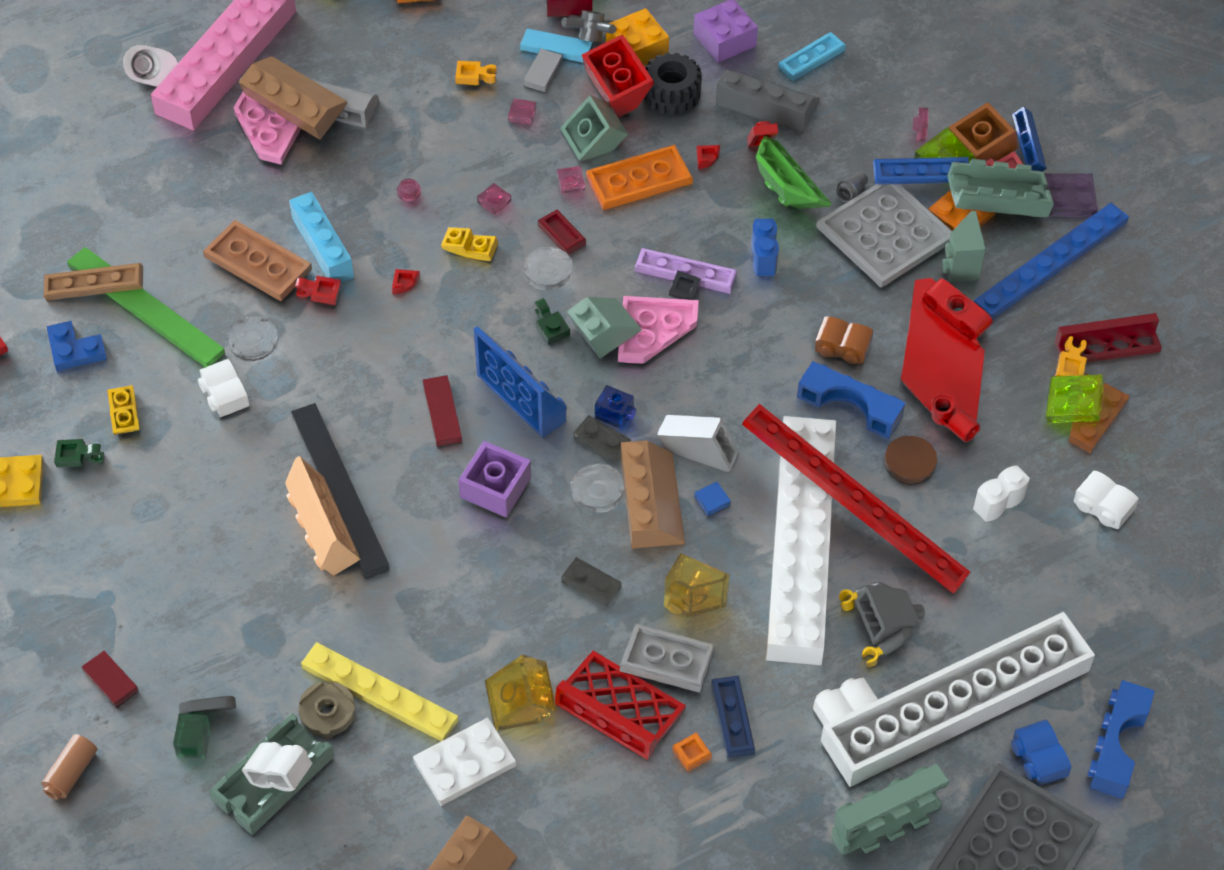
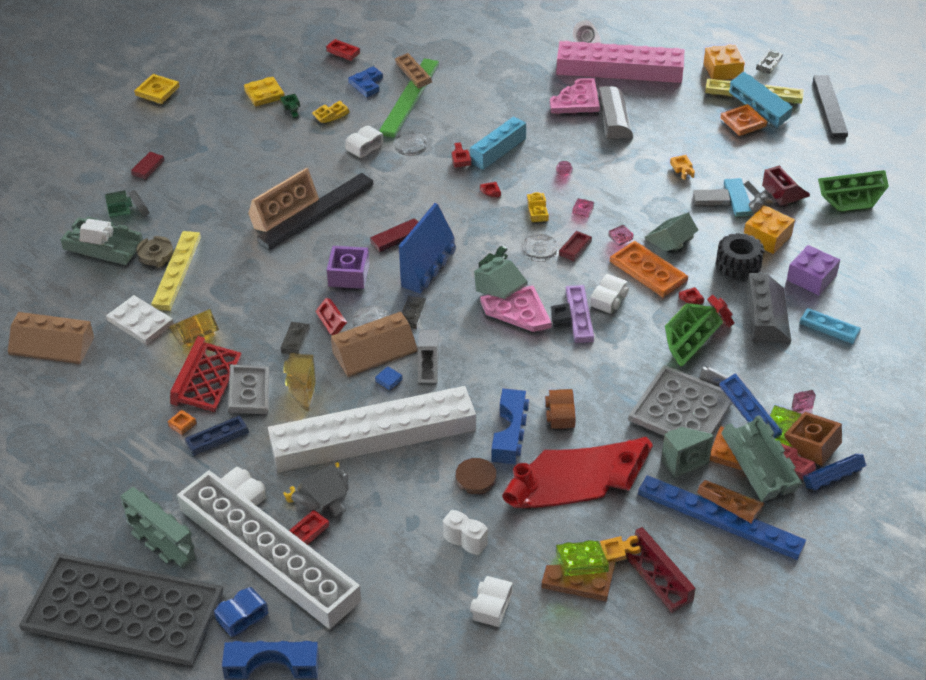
camera: 70 degrees right, 10 degrees down
(68, 767) = (83, 166): nougat brick -> none
(257, 260) = (467, 124): nougat plate -> none
(292, 95) = (595, 90): medium nougat slope -> none
(522, 111) = (667, 198): clear pink tile -> none
(576, 527) = (331, 316): none -> red plate
(615, 407) = (437, 307): clear blue brick -> none
(618, 75) = (719, 223): red slope -> none
(672, 228) = (609, 294): none -> white brick
(764, 247) = (621, 343): blue brick -> none
(856, 498) = (406, 442): red plate -> none
(934, 649) = (310, 527): none -> red plate
(1042, 239) = (732, 501): none -> dark orange wing
(1072, 194) = (799, 513): clear purple plate -> none

